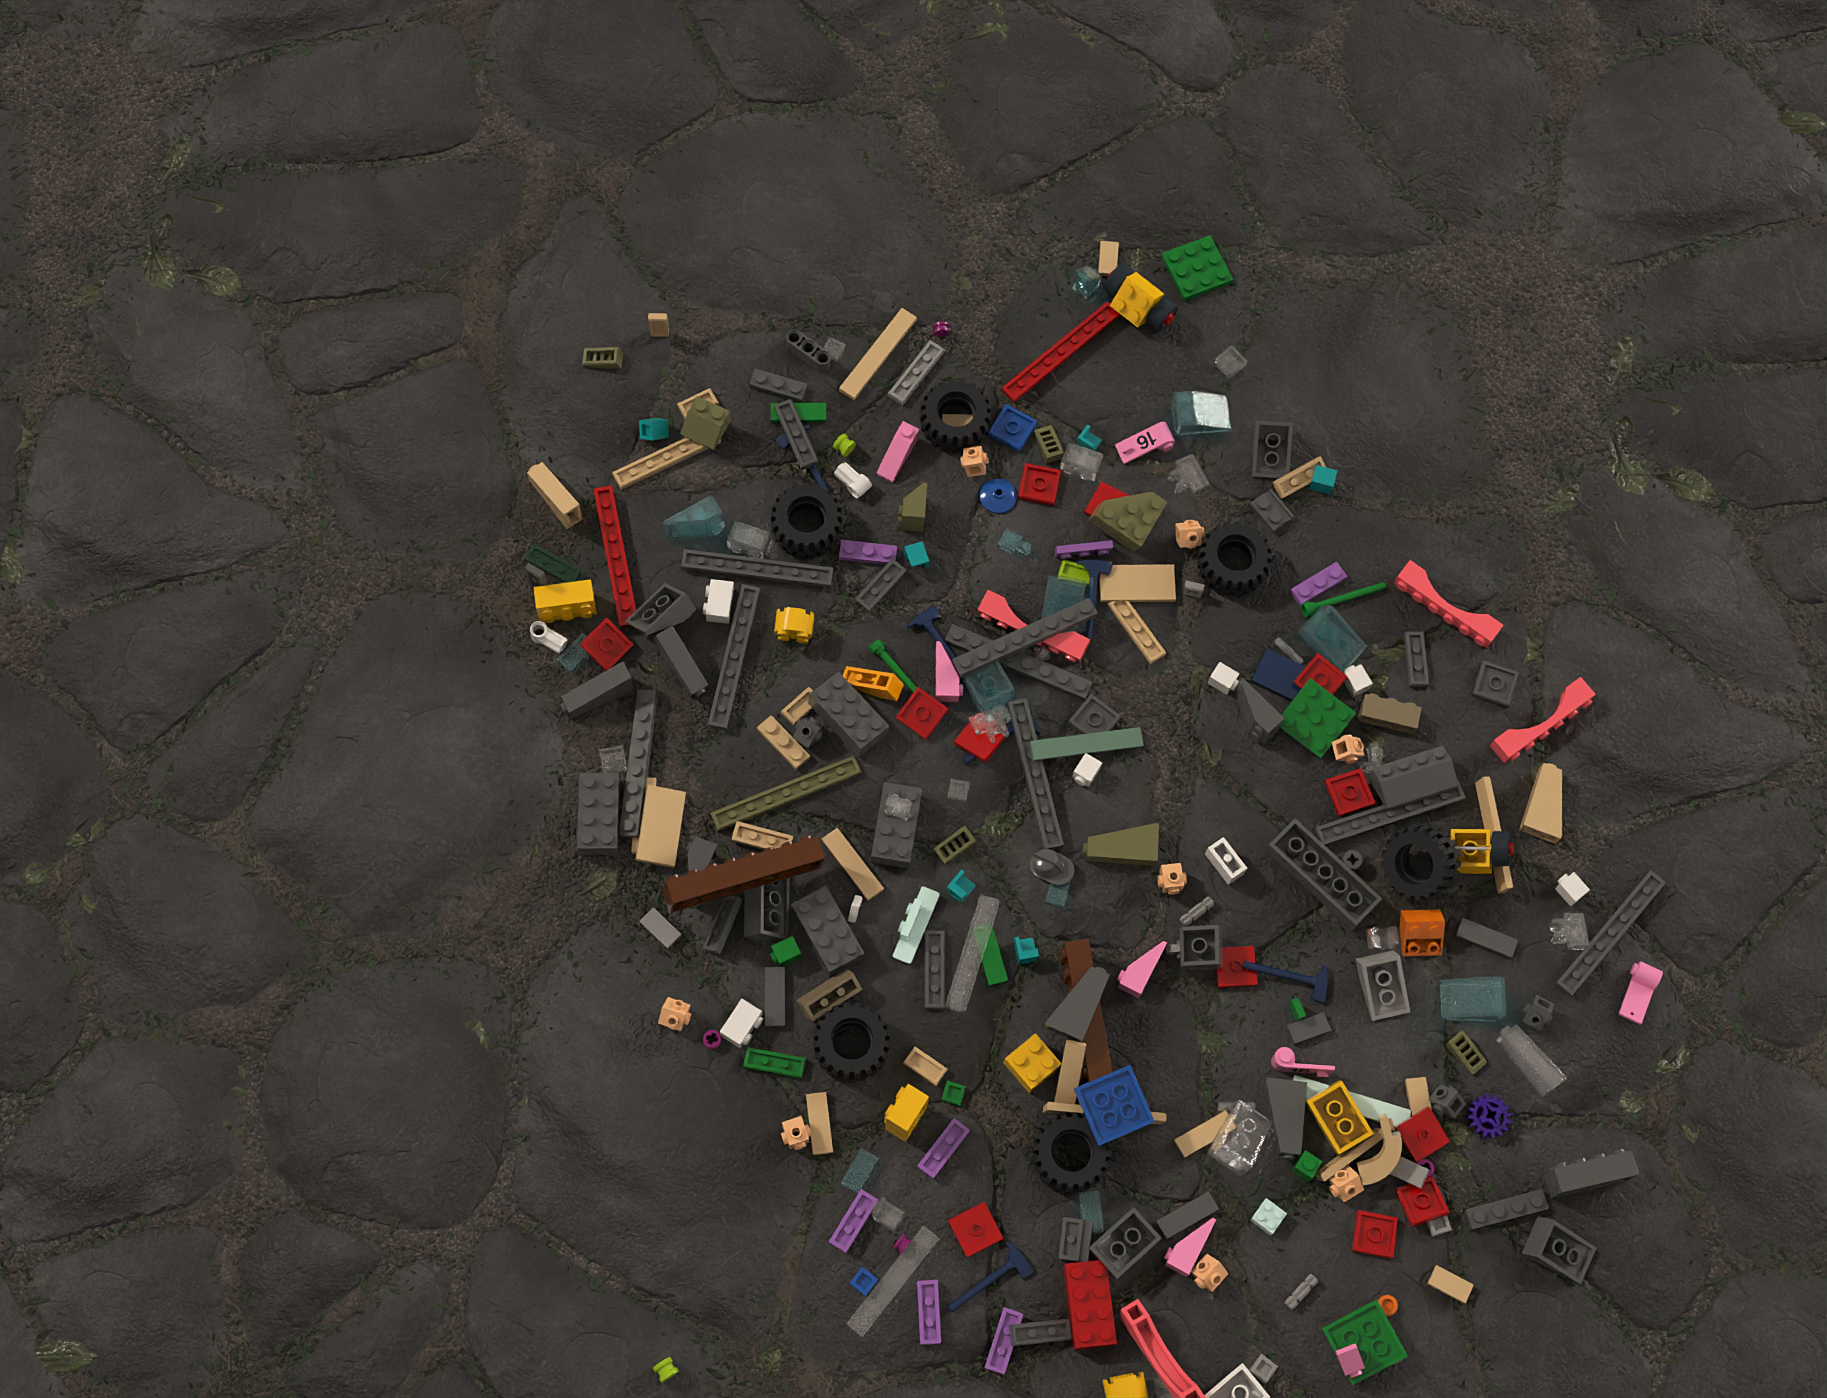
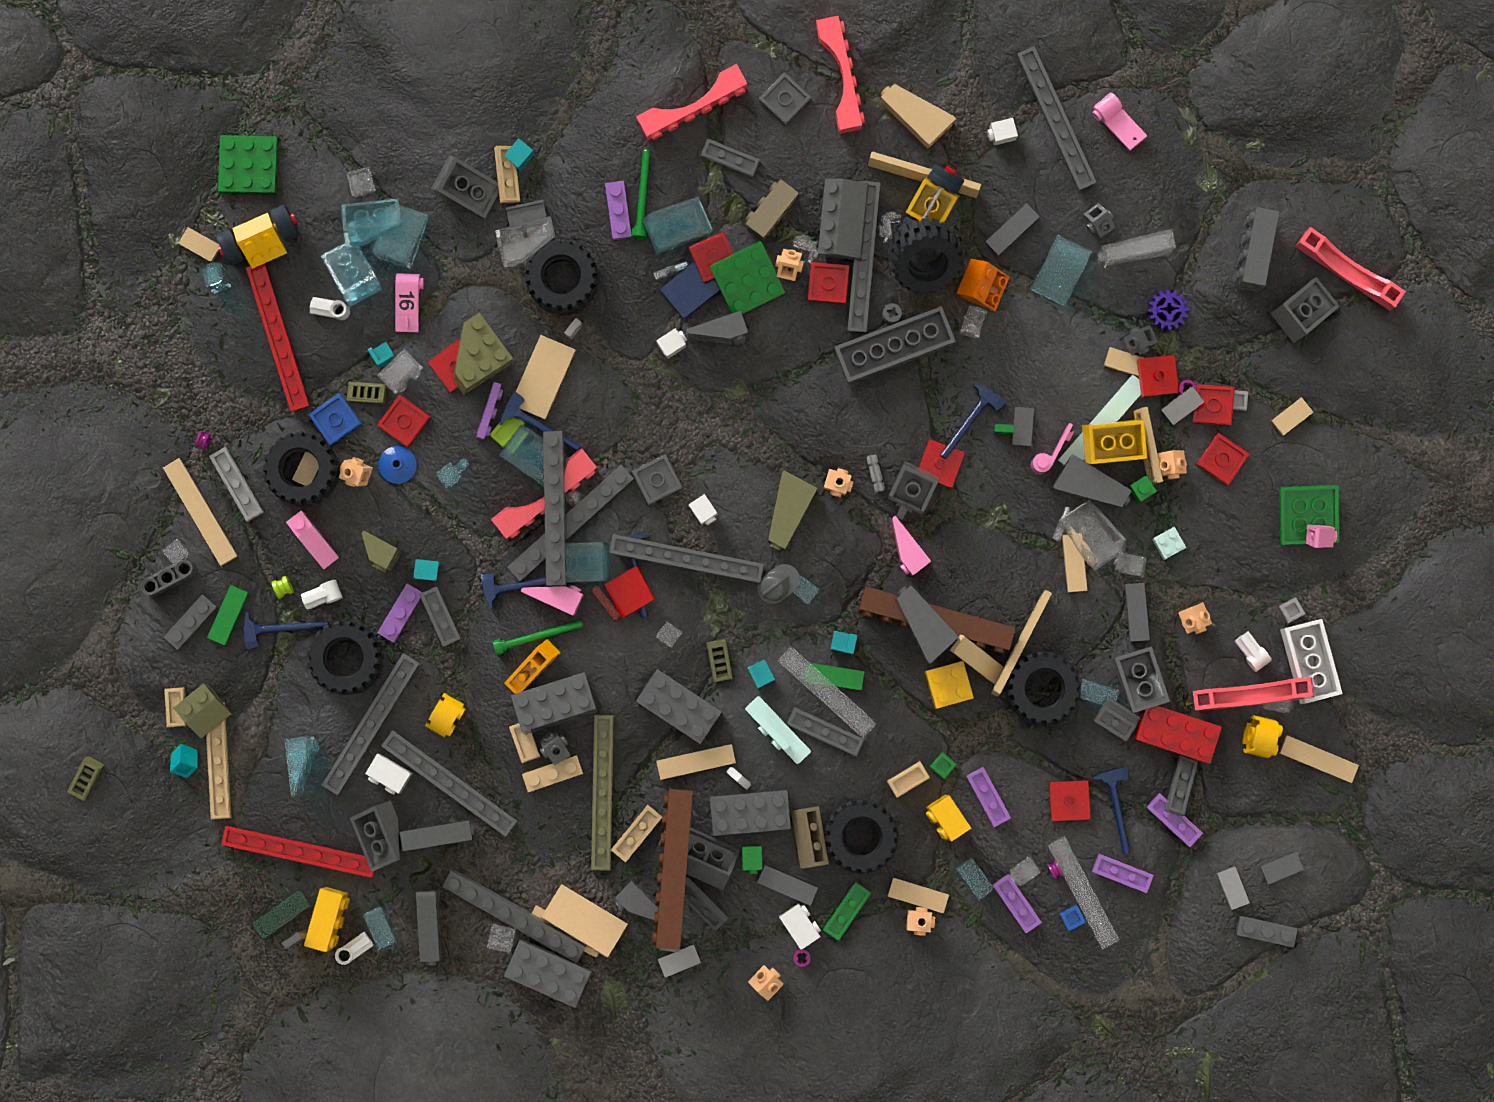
camera: 60 degrees left, 15 degrees up
(555, 495) = (210, 884): tan slope -> none
(606, 644) = (385, 897): red plate -> none
(658, 324) = (78, 711): tan tile -> none
(748, 540) = (339, 720): clear brick -> none
(796, 434) = (251, 628): dark grey tile -> none
(898, 806) = (669, 700): clear piece -> none
(922, 713) = (582, 634): red tile -> none
(960, 721) = (606, 603): none -> clear red tile
(991, 721) = (620, 576): clear plate -> none
(1086, 743) = (679, 499): sand green tile -> none
(1107, 382) = (328, 308): none -> white piece
(1114, 1105) = (1024, 635): blue plate -> none
(1137, 630) = (588, 398): tan tile -> none
(1147, 387) = (351, 273): none -> clear light blue slope
(1186, 1251) = (1167, 626): bright pink slope -> none
(1188, 475) = (458, 276): clear plate -> none
(1189, 534) = (518, 306): light nougat brick -> none
(1199, 377) = (369, 220): none -> clear light blue slope
(1202, 1349) = (1255, 655): none -> white piece
(1226, 861) = (843, 426): white brick -> none
(1229, 1186) = (1130, 564): none -> clear bracket
(1245, 507) = (523, 240): none -> clear slope
(1301, 1291) = (1243, 546): light grey axle -> none
(1357, 680) = (727, 222): white brick -> none
(1383, 984) = (1014, 342): light grey slope -> none
(1385, 1161) = (1170, 423): tan arch -> none
(1388, 1304) = (1285, 478): orange tile -> none
(1433, 819) = (885, 230): none -> clear bracket
(1471, 1048) = (1089, 303): olive slope -> none
(1506, 1209) = (1251, 336): dark grey plate -> none
(1570, 930) = (1039, 152): clear plate -> none
(1623, 1245) = (1325, 253): none -> coral arch

